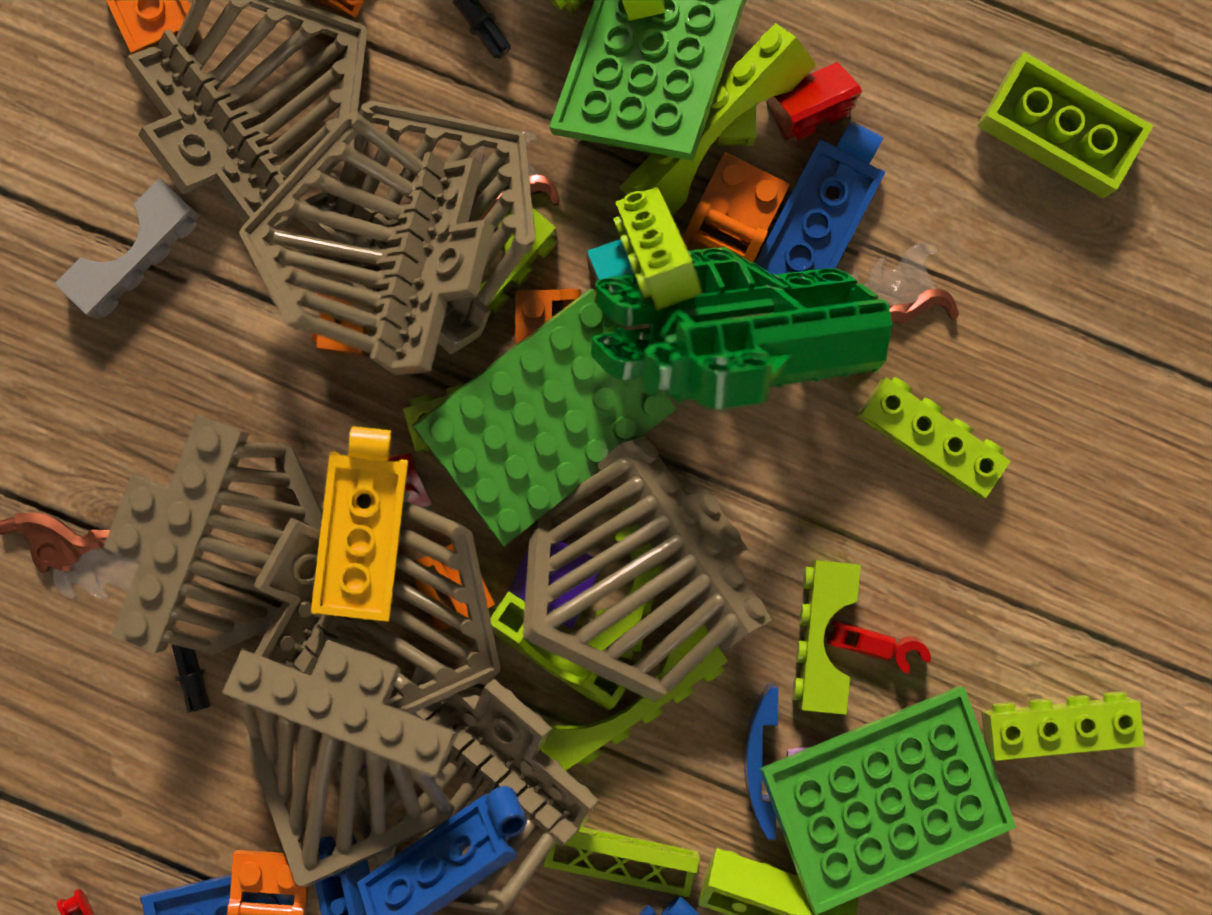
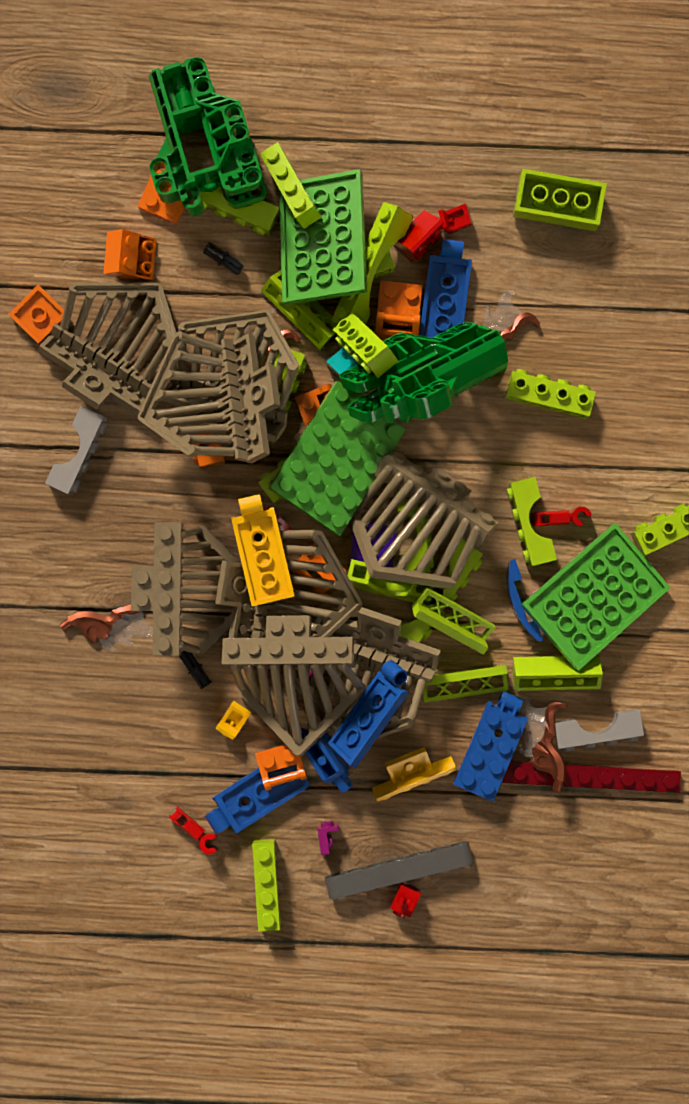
camera: 15 degrees left, 0 degrees up
(219, 783) = (233, 720): none -> yellow bracket
(573, 159) = (300, 315): none -> lime fence
(632, 765) = (451, 627): none -> lime fence
(883, 95) = (455, 218): none -> red bracket

